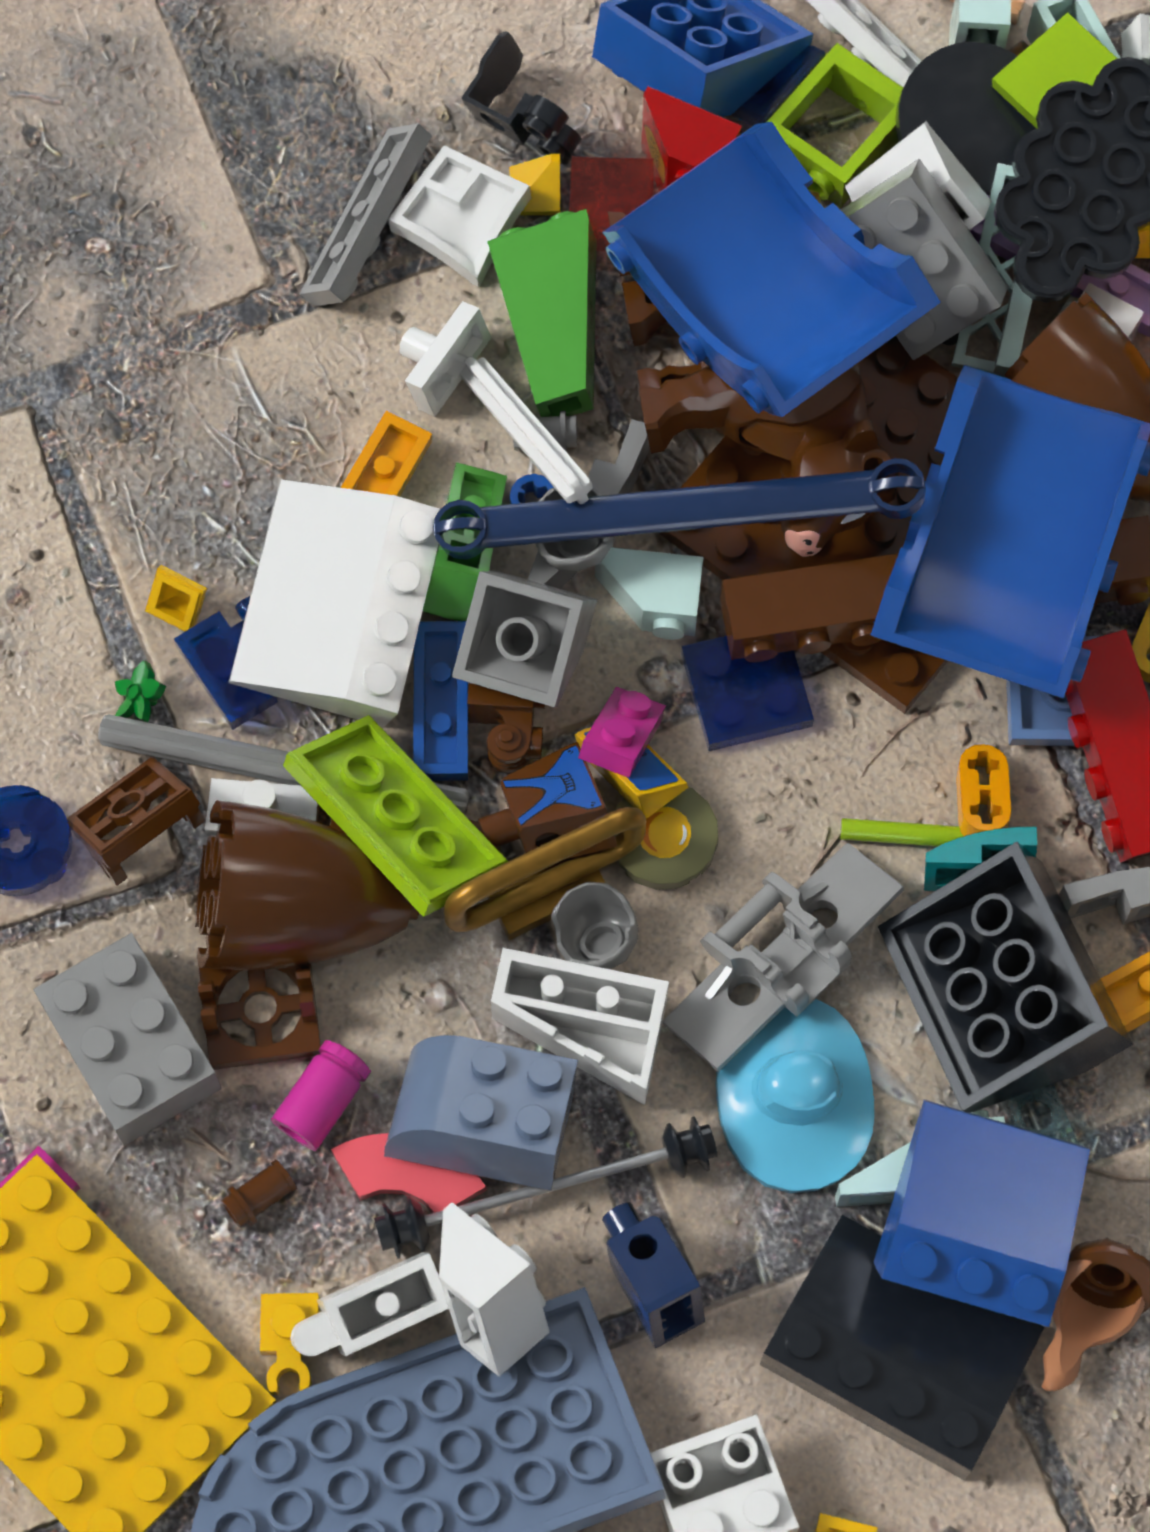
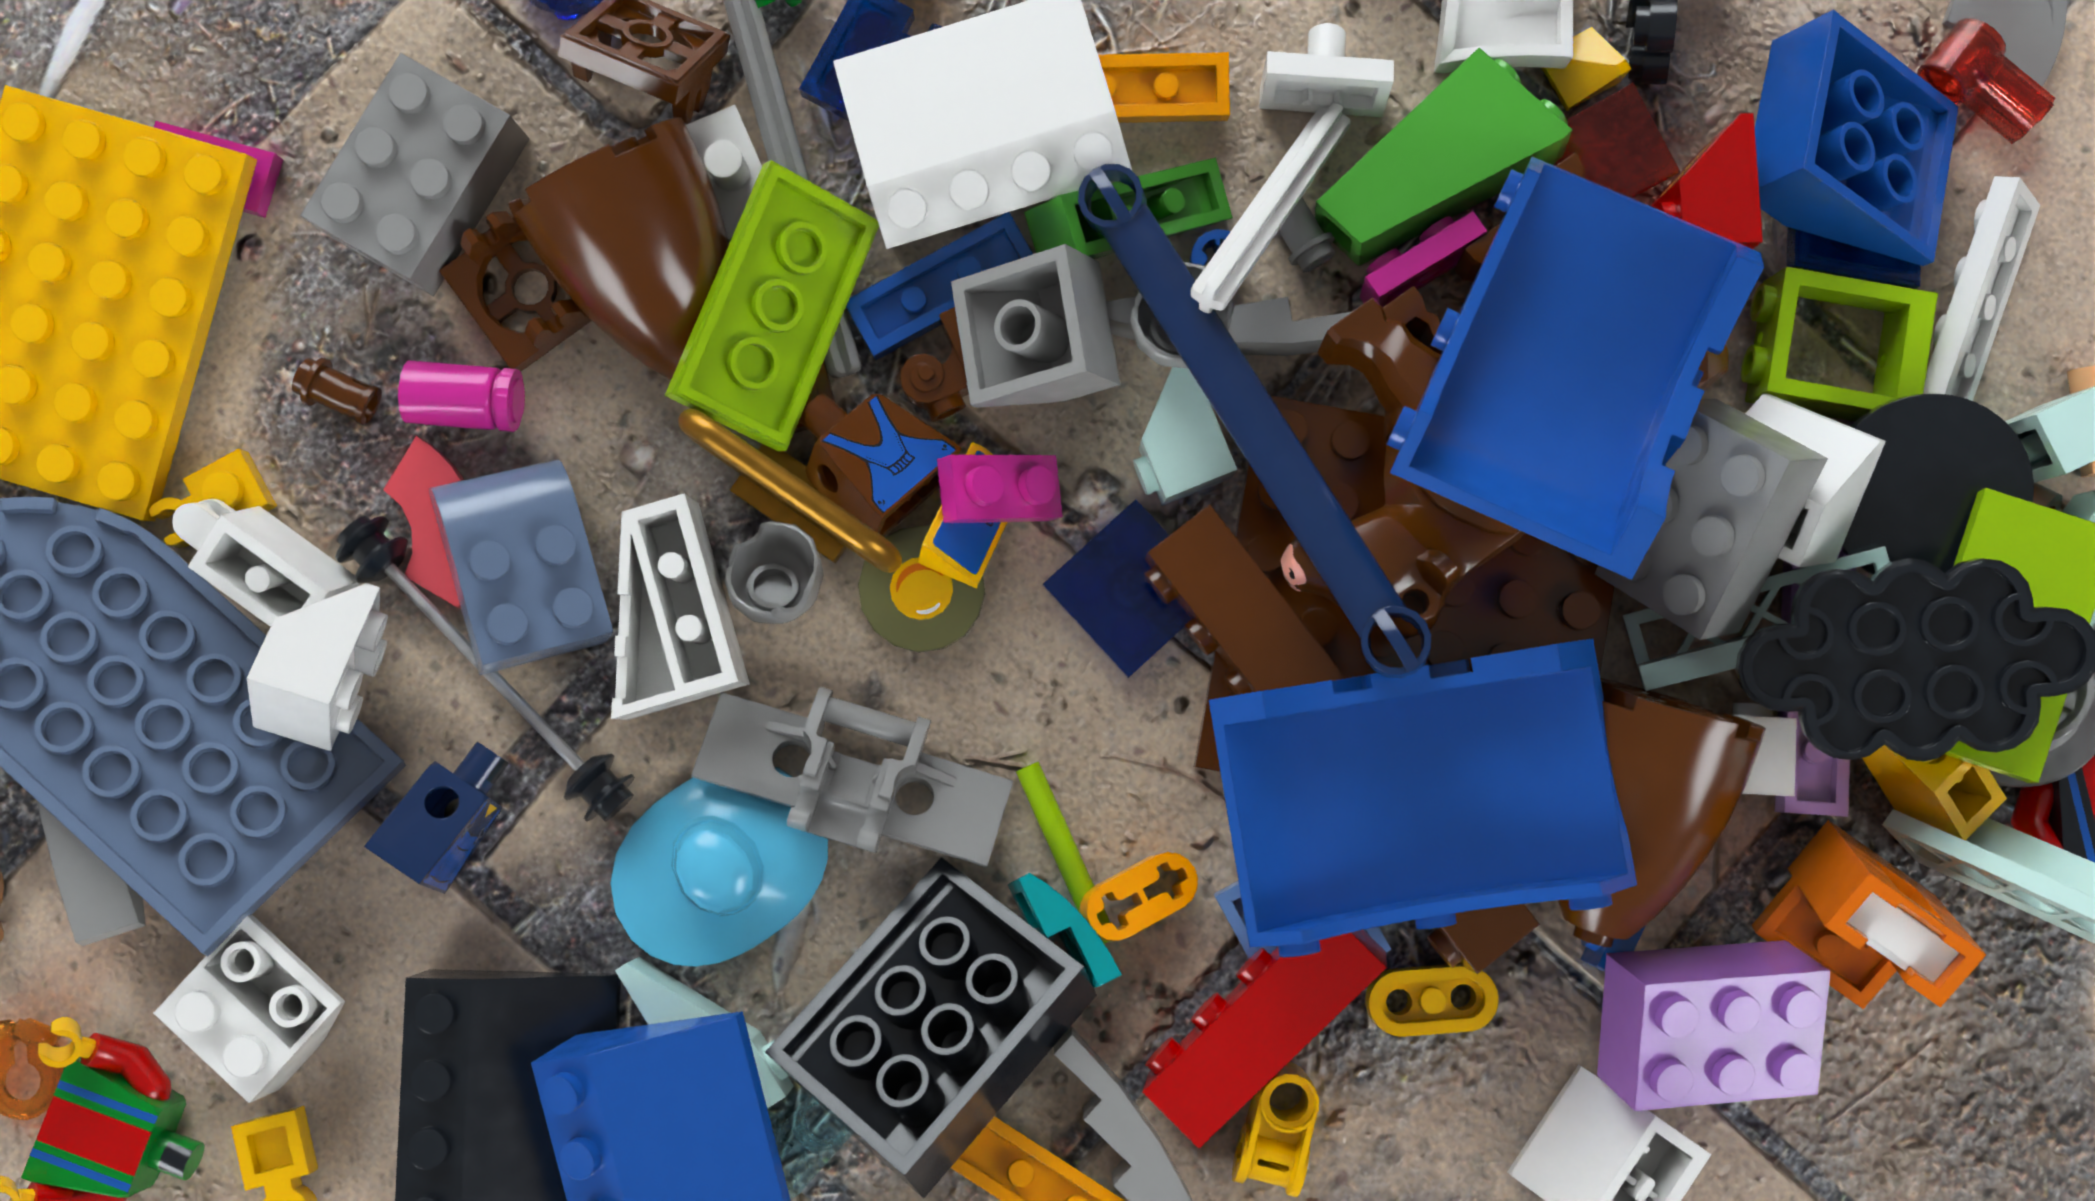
camera: 60 degrees right, 15 degrees up
(618, 381) = (1435, 255): none -> dark pink plate

